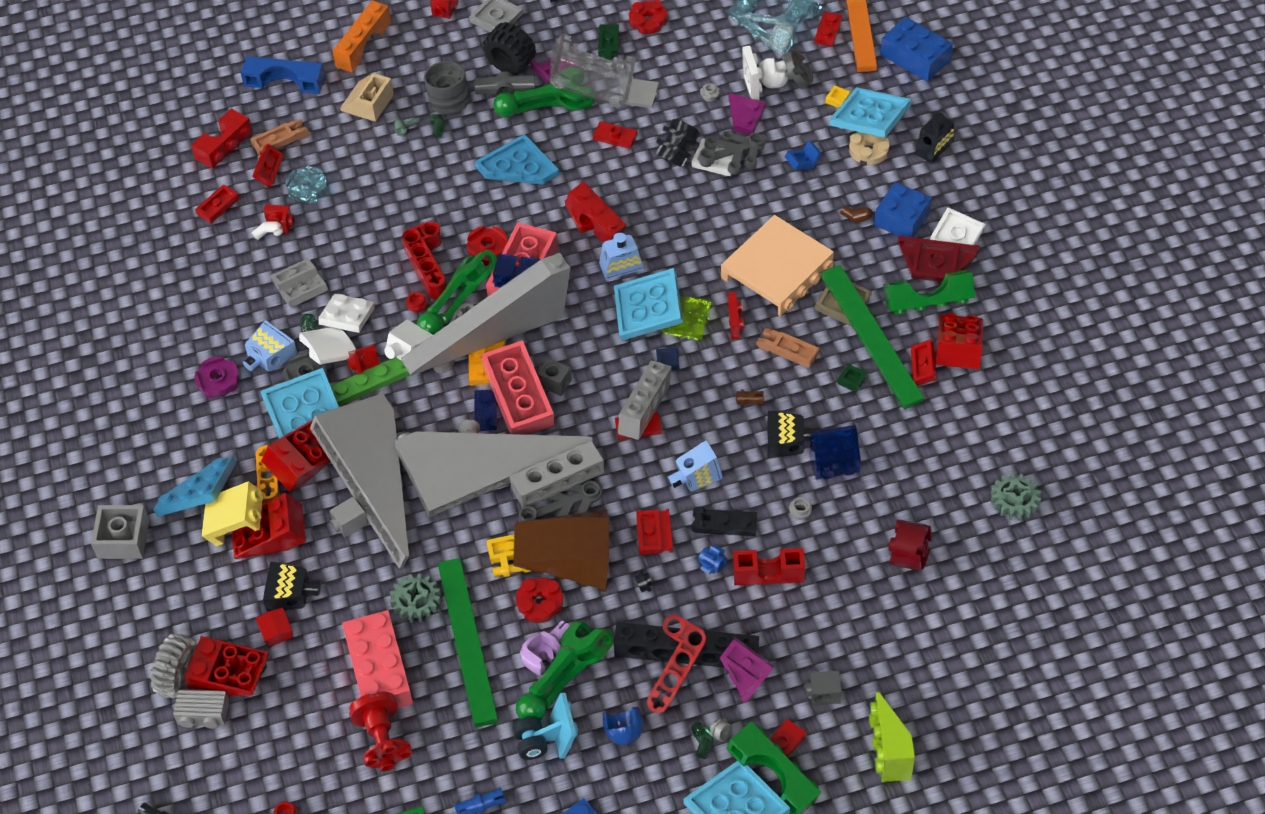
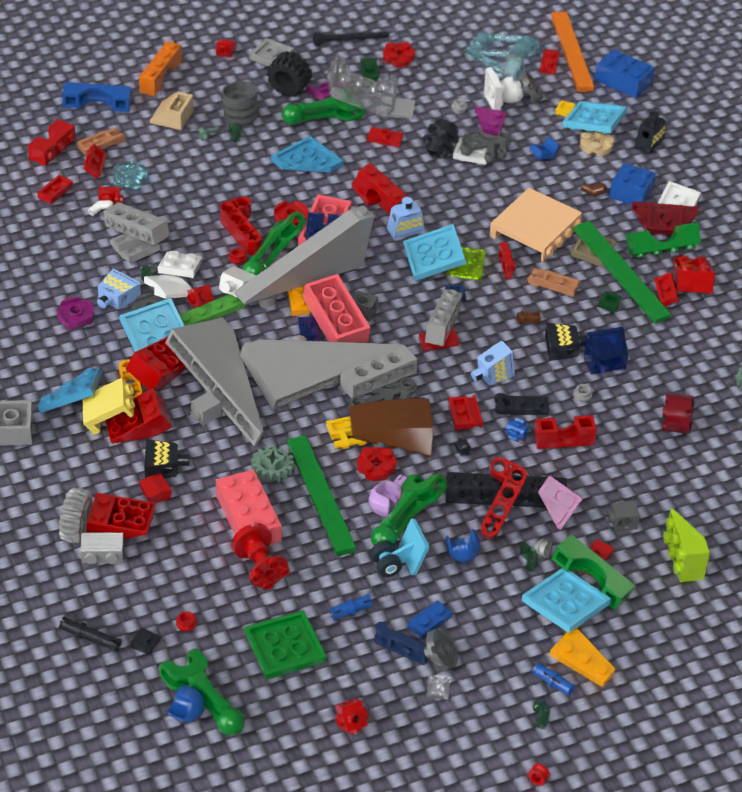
camera: 10 degrees left, 10 degrees down
(301, 257) = (136, 223): none -> light grey brick
(503, 83) = (278, 102): dark grey piece -> none

